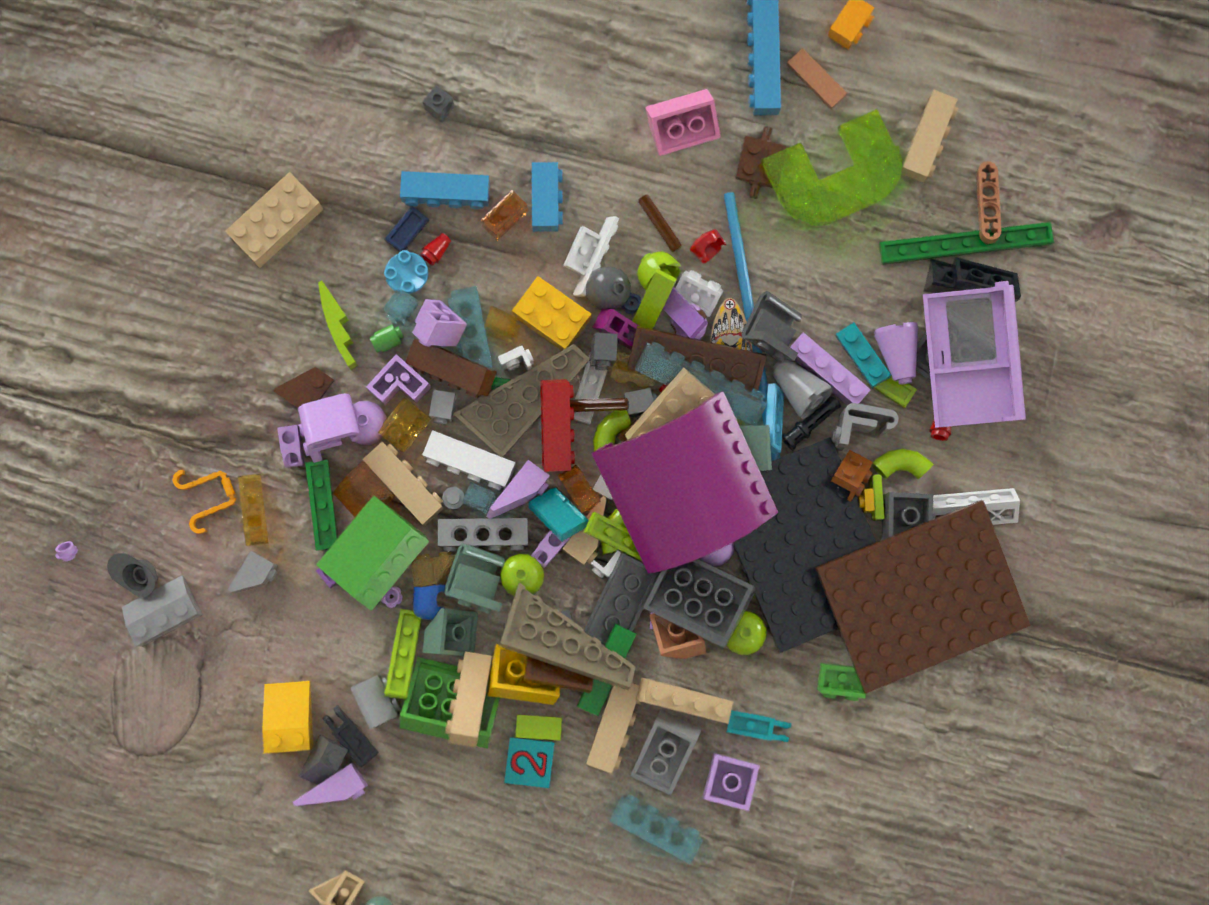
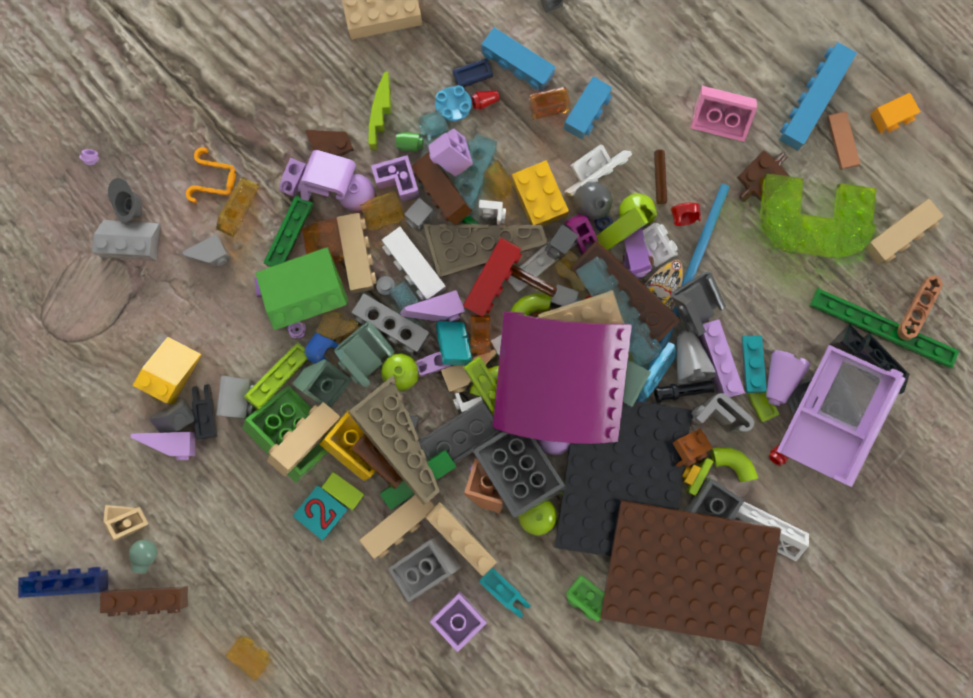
camera: 35 degrees right, 0 degrees up
(685, 850) = (391, 650): clear light blue brick -> none

